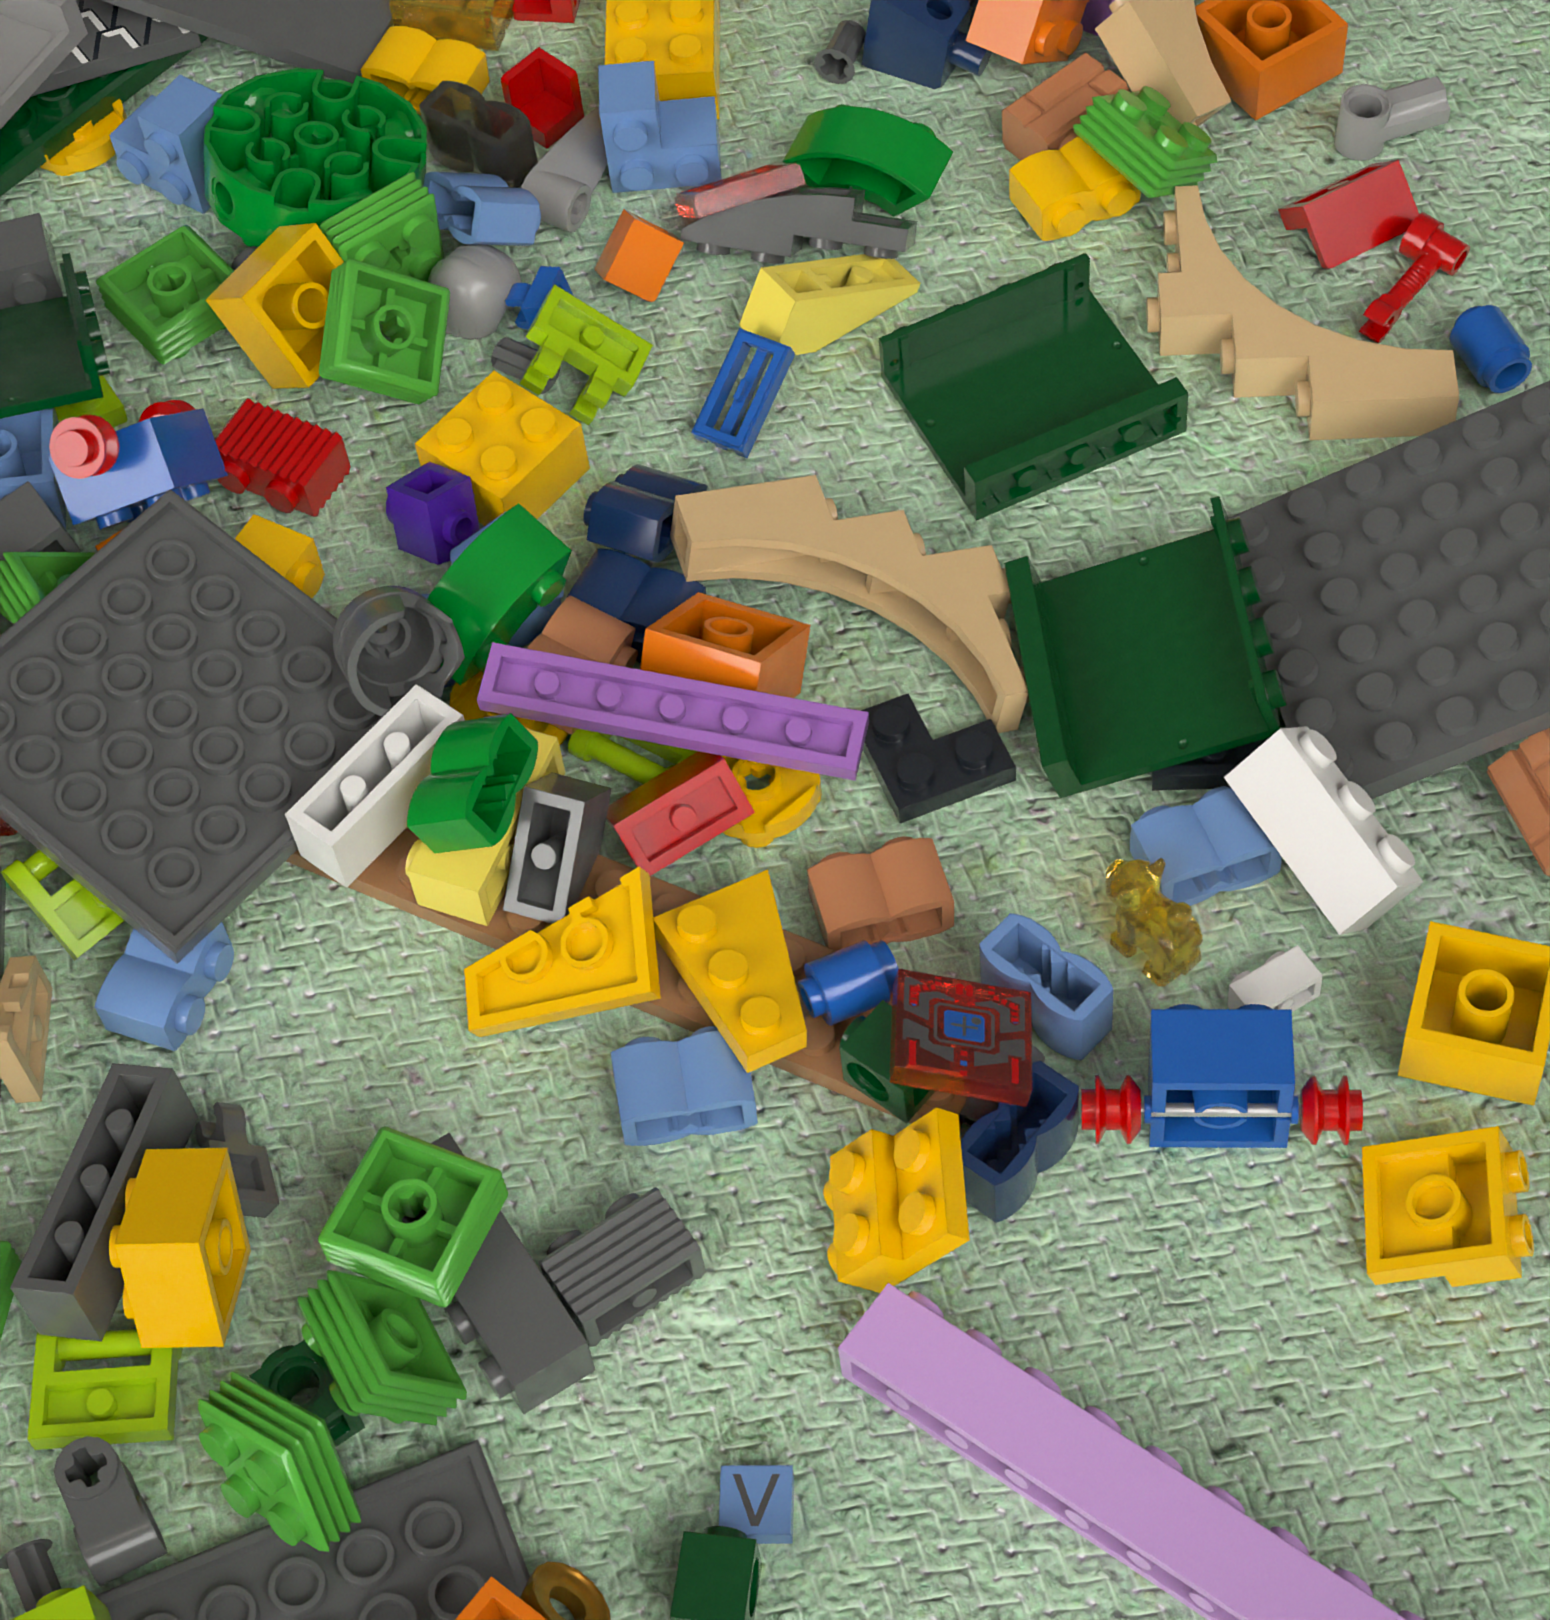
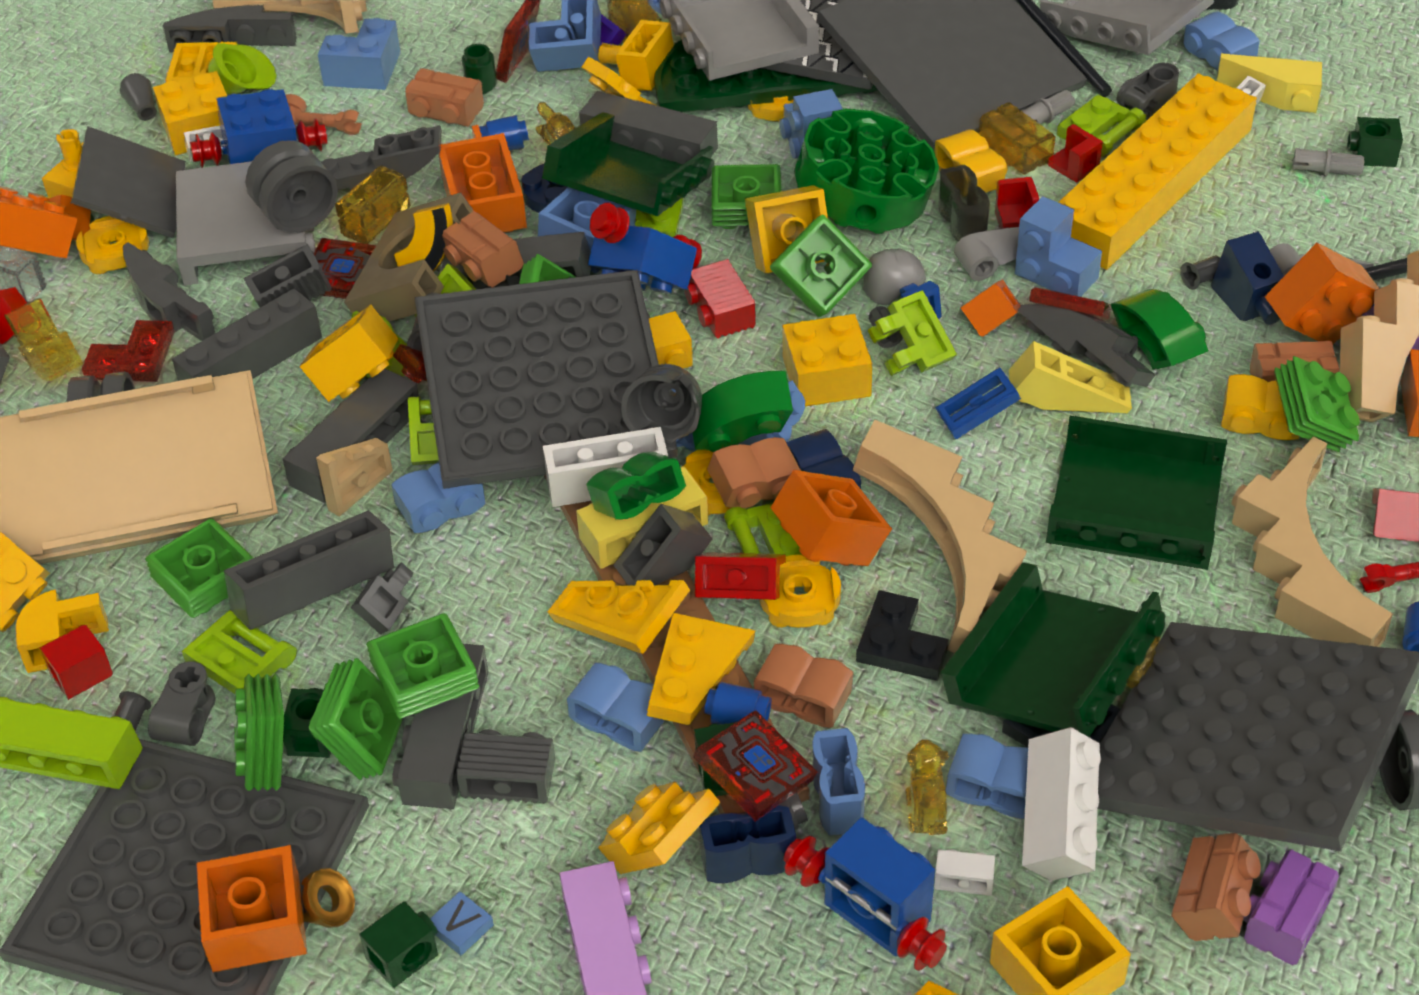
camera: 35 degrees right, 10 degrees down
(181, 1248) = (316, 610): yellow brick -> none
(390, 229) = (866, 219): bright green brick -> none
(432, 511) = (764, 354): dark purple brick -> none
(484, 209) = (928, 238): medium blue brick -> none
(637, 512) = (851, 420): dark blue brick -> none
(673, 711) = (773, 520): medium lavender plate -> none

